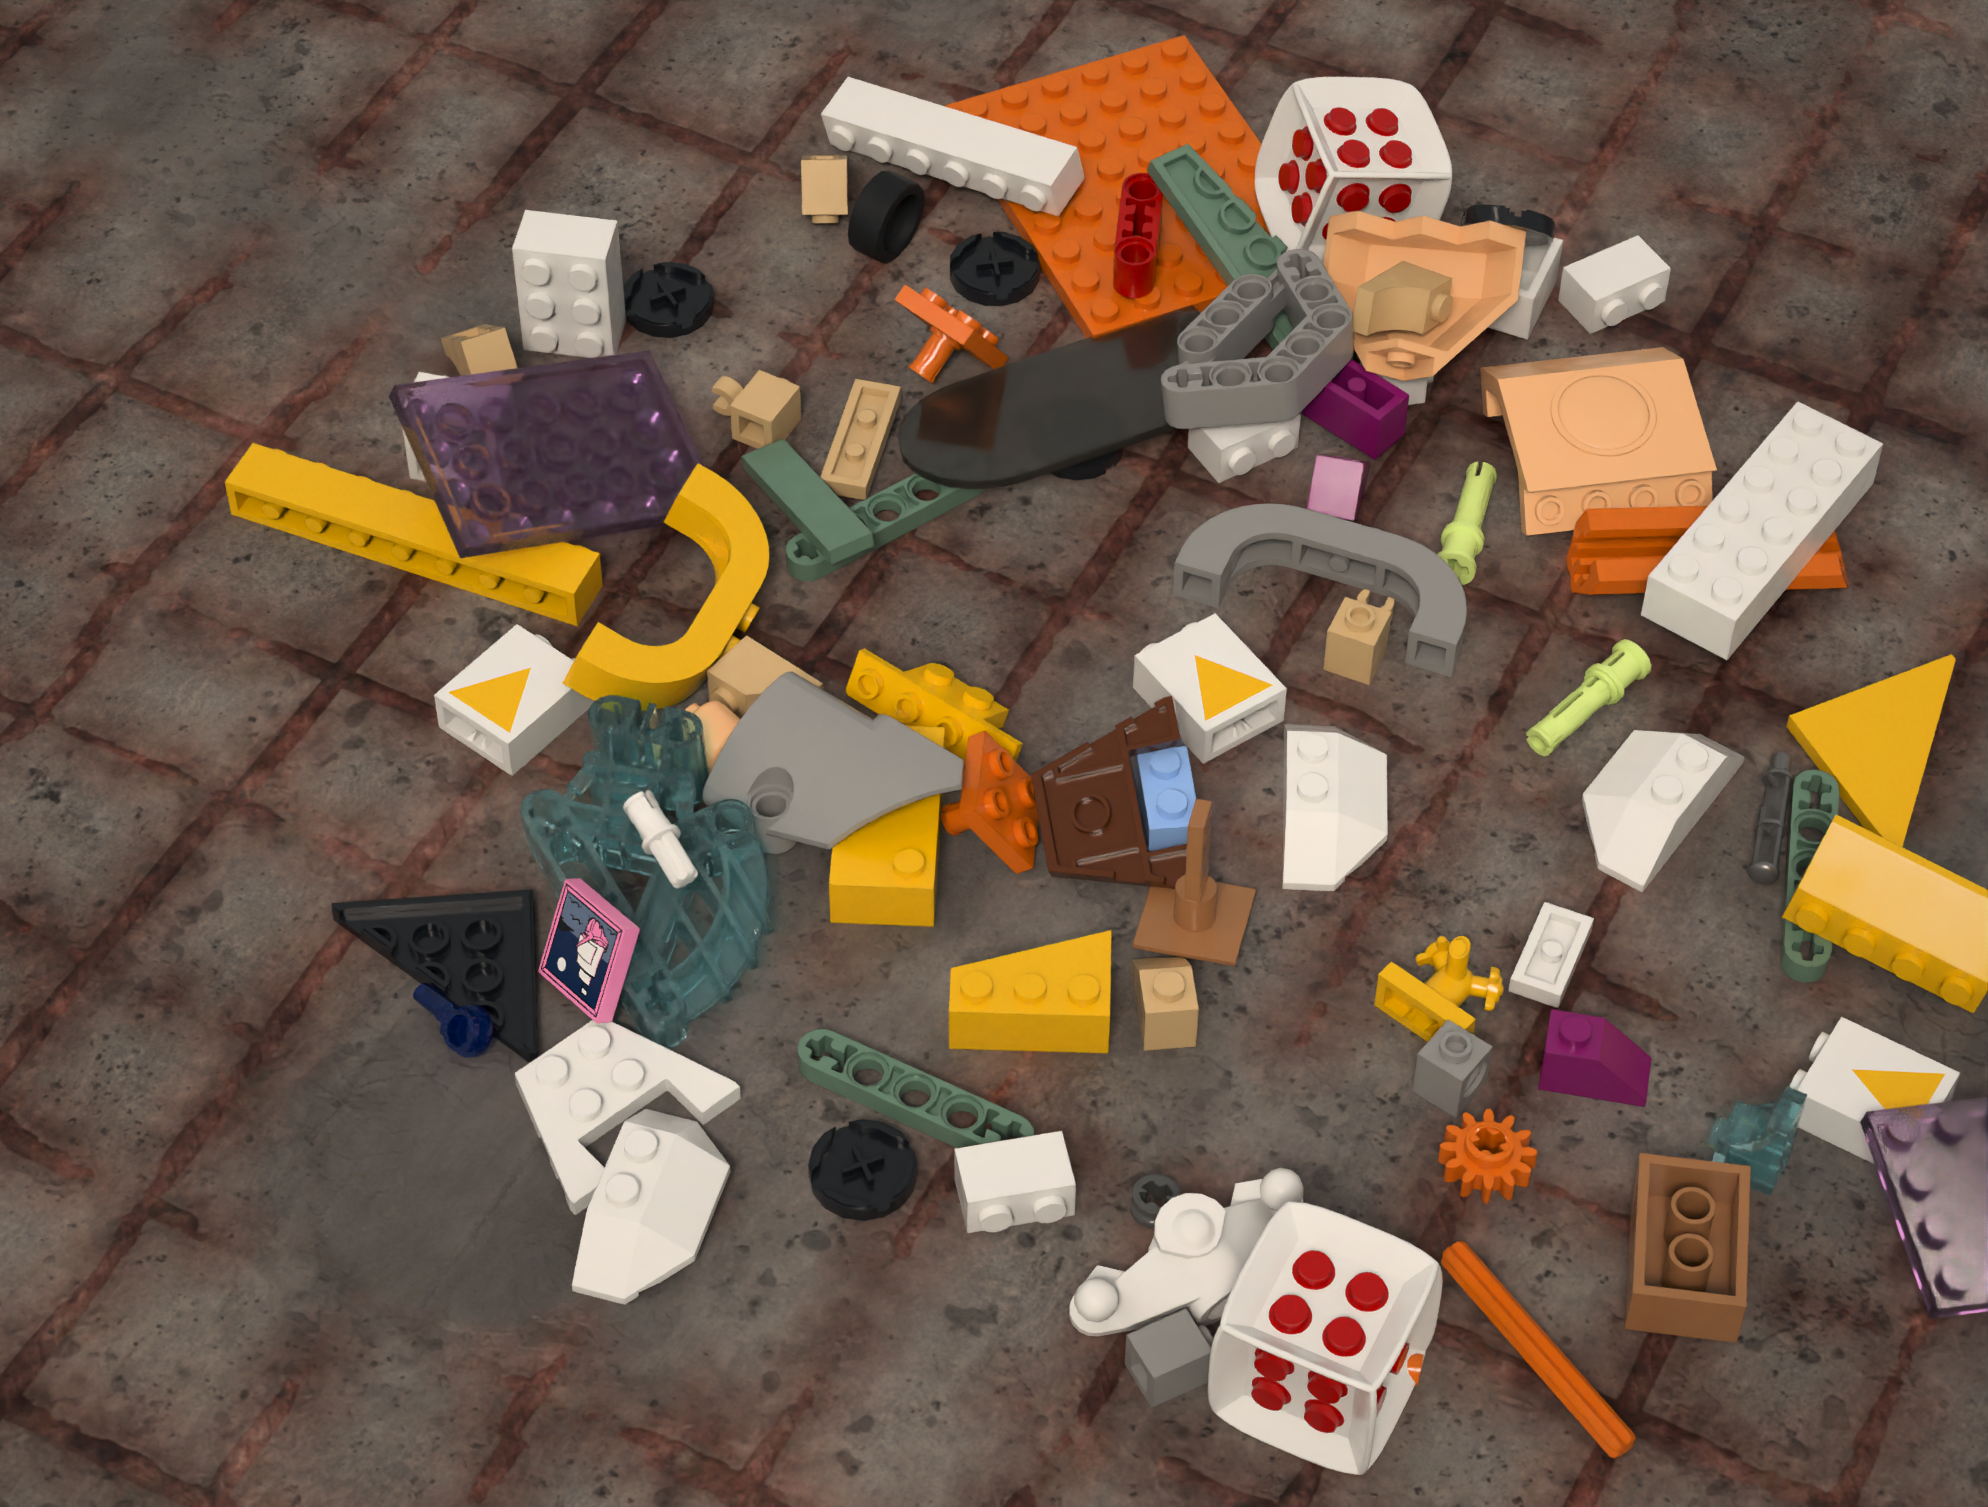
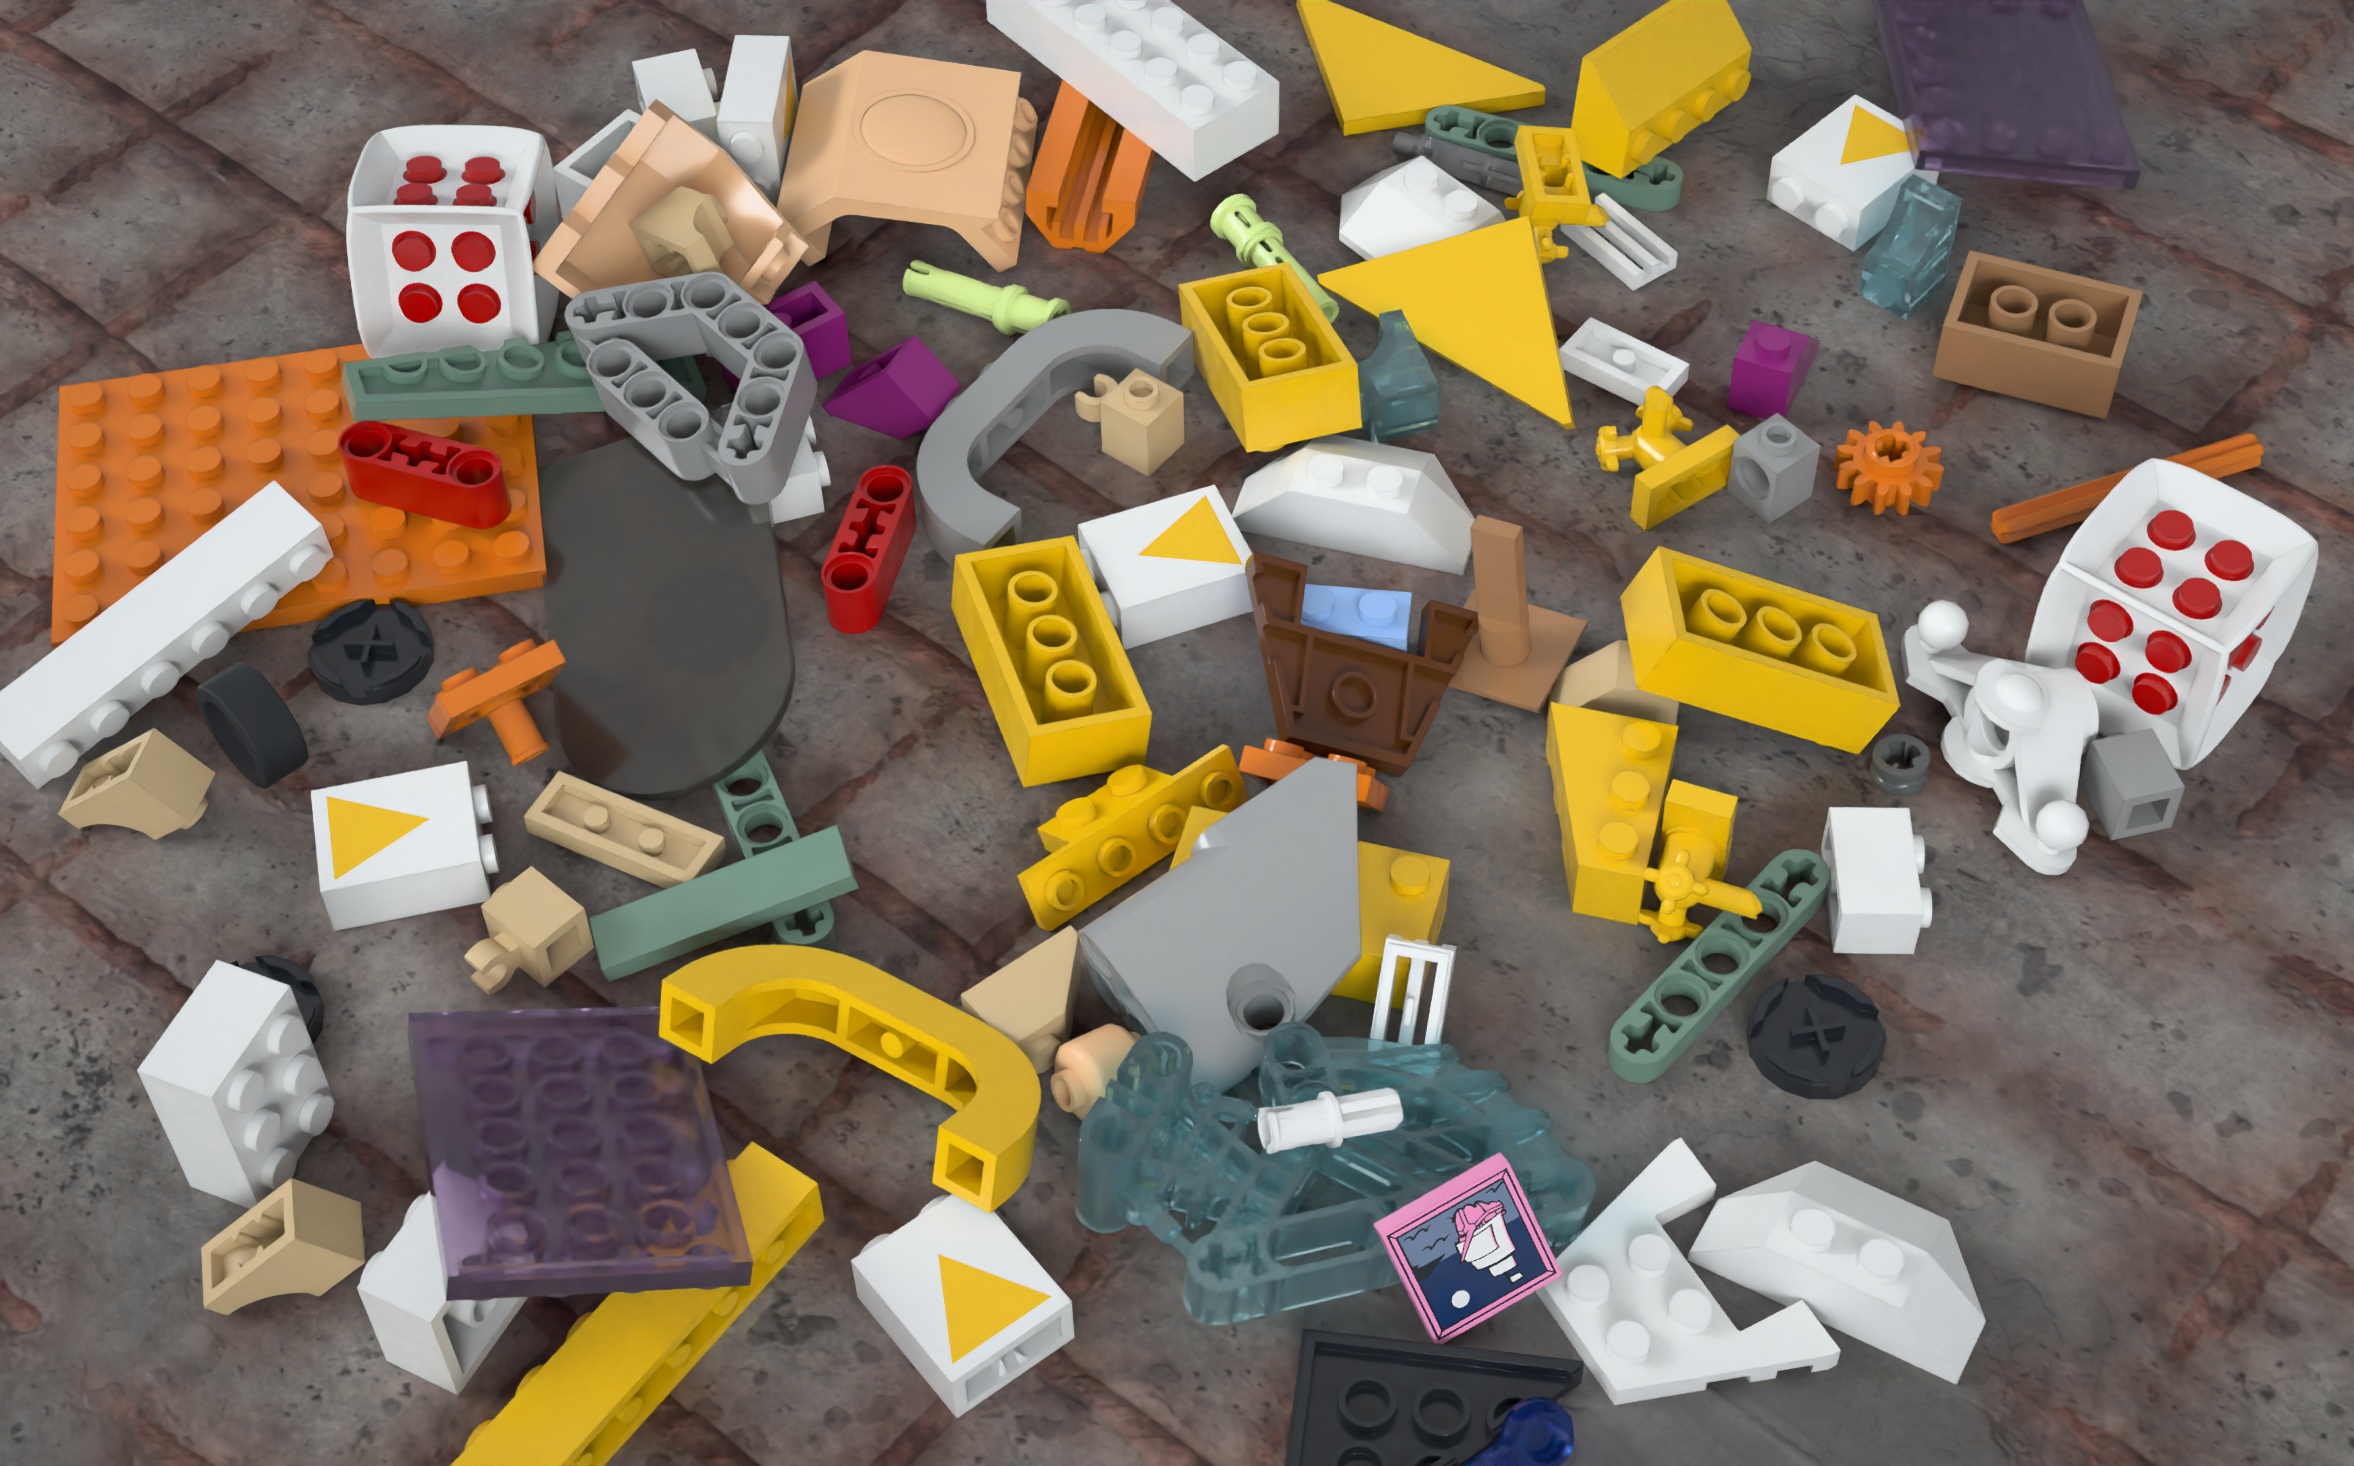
camera: 75 degrees left, 0 degrees up
(804, 892) = (1420, 952): none -> white tile
(816, 325) = (403, 845): none -> white brick
(986, 1044) = (1694, 862): none -> yellow piece
(1078, 628) = (1050, 661): none -> yellow brick
(1163, 504) = (869, 549): none -> red beam
(1196, 1052) = (1758, 651): none -> yellow brick
(1439, 694) = (1271, 357): none -> yellow brick
(1466, 798) = (1397, 384): none -> clear light blue arch
(1538, 226) = (623, 120): black tile -> none
(1564, 832) = (1475, 305): none -> yellow tile
(1598, 316) = (759, 109): none -> white brick
(1713, 846) = (1553, 186): none -> yellow piece
(1738, 911) = (1627, 238): none -> white tile

